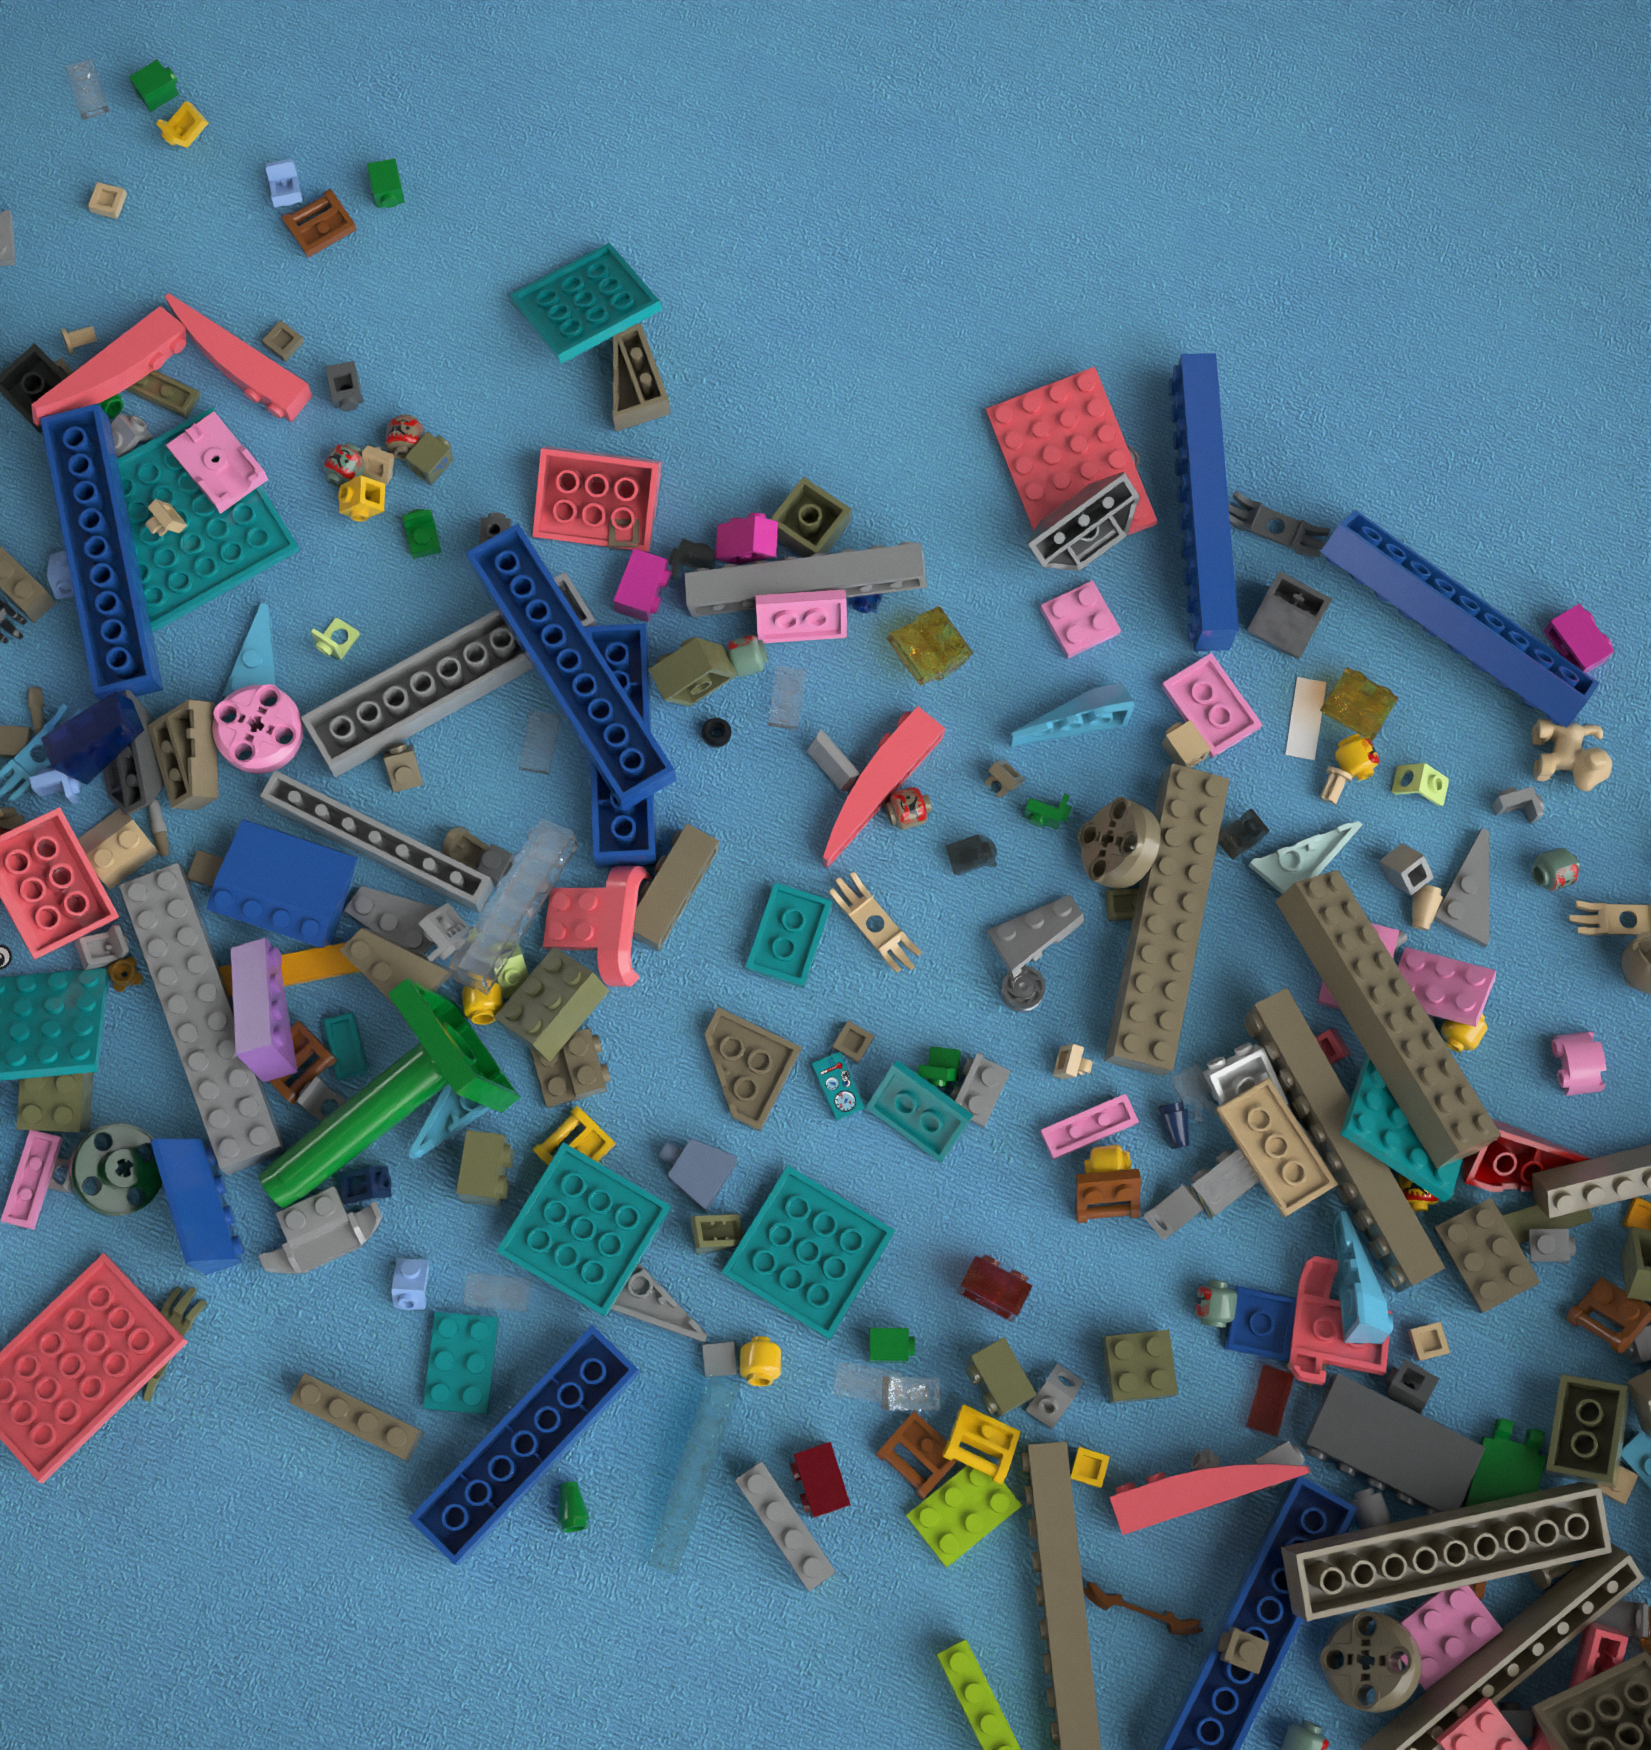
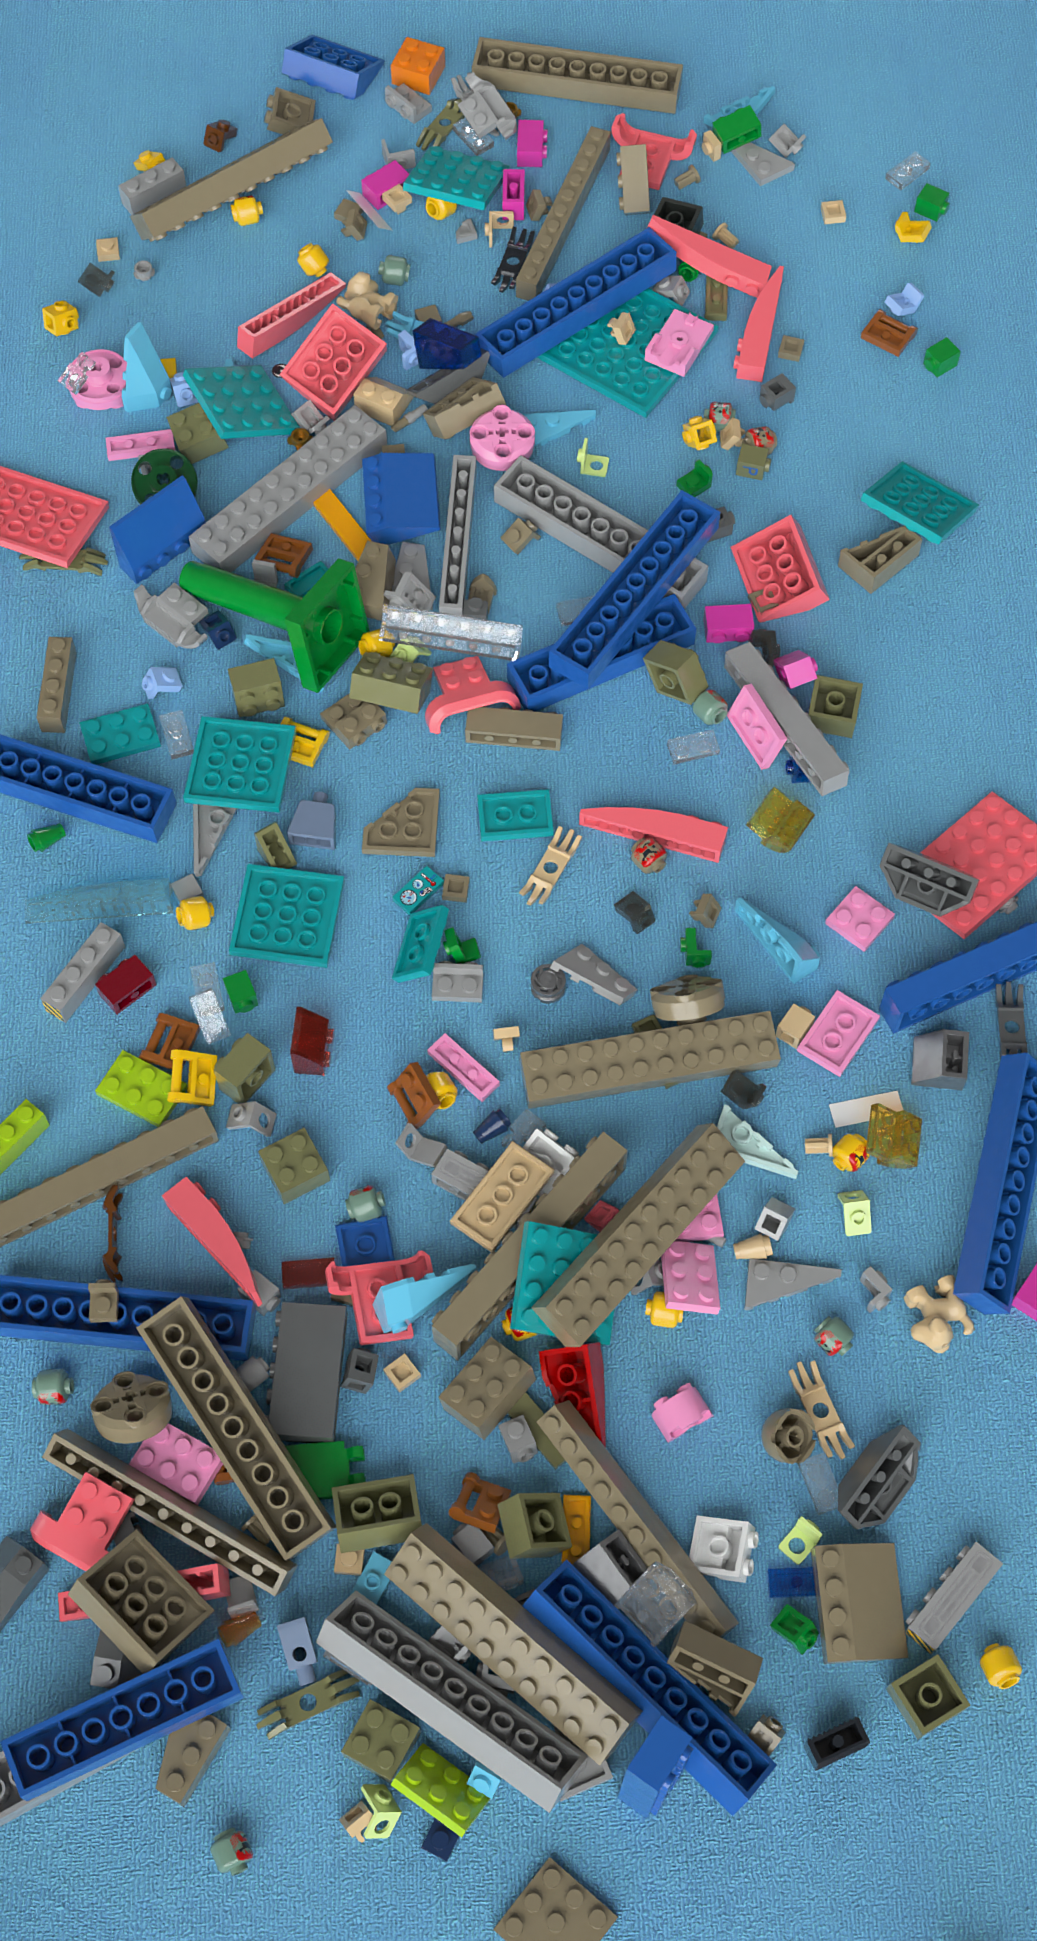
camera: 70 degrees right, 10 degrees down
(261, 1011) = (305, 515): medium lavender wedge -> none
(716, 724) = (644, 707): black plate -> none
(833, 761) = (660, 790): light grey tile -> none
(1089, 1467) = (205, 1161): yellow plate -> none

